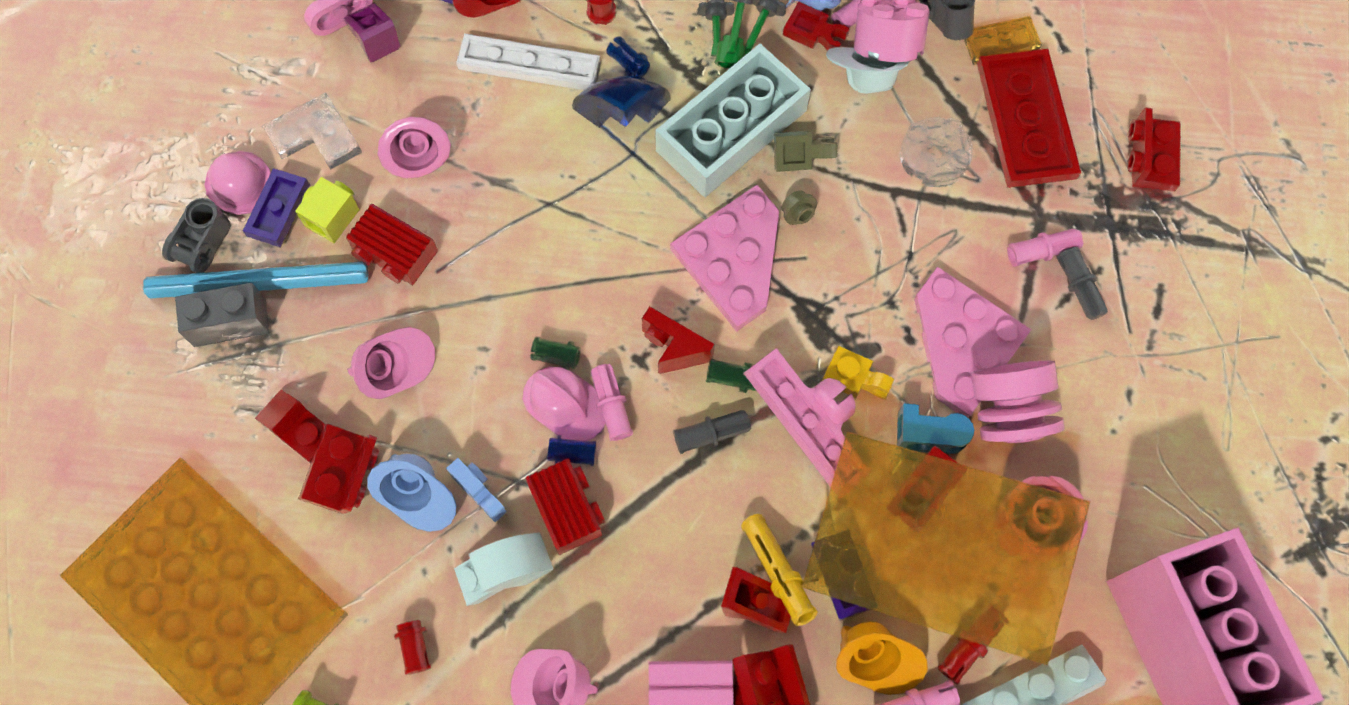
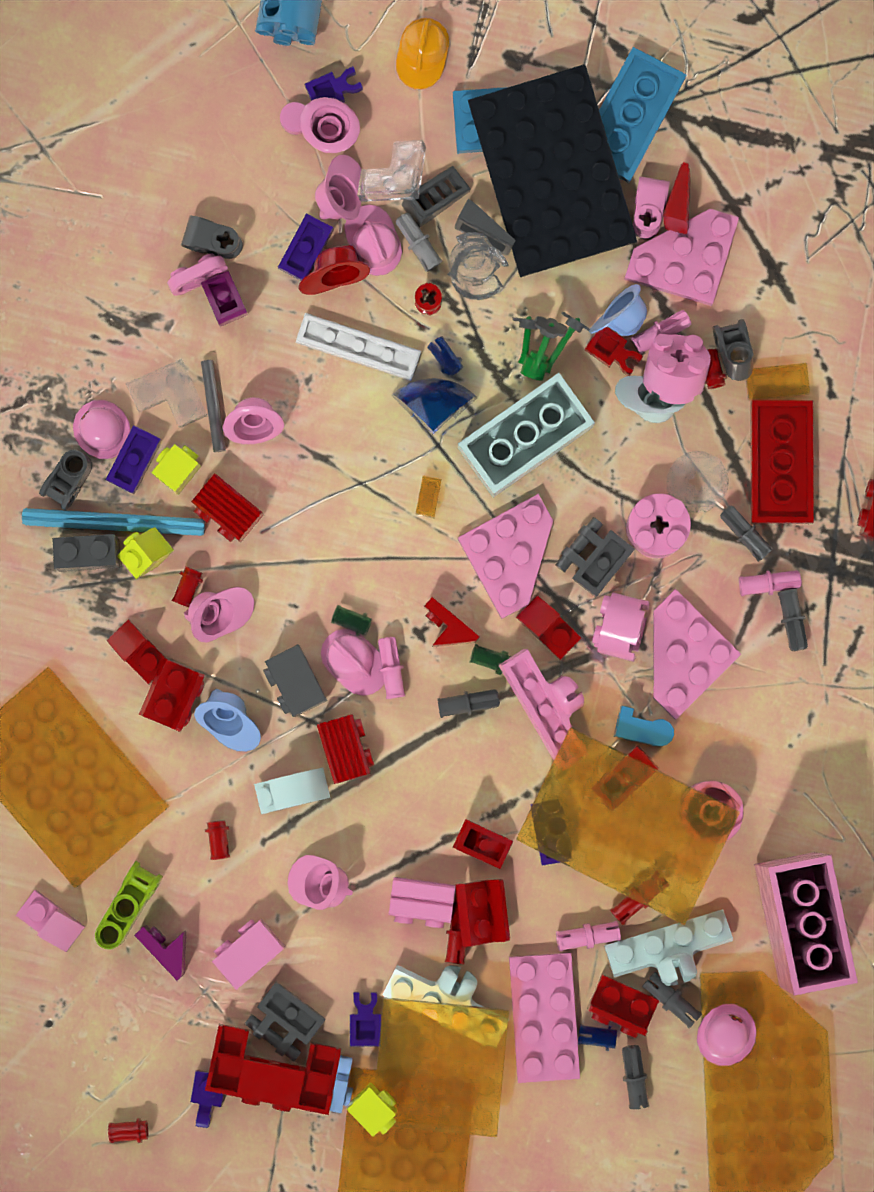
camera: 10 degrees right, 15 degrees up
(293, 303) = (144, 552): none -> neon yellow brick
(351, 337) = (187, 586): none -> red pin
(368, 142) = (213, 406): none -> flat silver bar
(472, 481) = (274, 718): light blue plate -> none
(493, 429) = (295, 681): none -> dark grey brick
(575, 450) = (354, 704): clear blue pin -> none
(629, 205) = (428, 497): none -> clear yellow piece
(785, 582) = (504, 833): yellow pin -> none
(793, 330) = (548, 627): none -> red slope
(796, 150) = (577, 468): olive plate -> none
(799, 208) = (569, 521): olive plate -> none
(845, 250) = (601, 564): none -> dark grey plate
(855, 374) = (588, 669): yellow plate -> none
(879, 659) = (565, 899): light orange piece -> none
(883, 311) = (621, 626): none -> bright pink brick
(903, 197) = (671, 513): none -> bright pink brick
(935, 41) = (715, 376): none -> red pin
(1005, 195) = (746, 533): none -> dark grey axle
(1018, 401) = (710, 718): bright pink wheel -> none

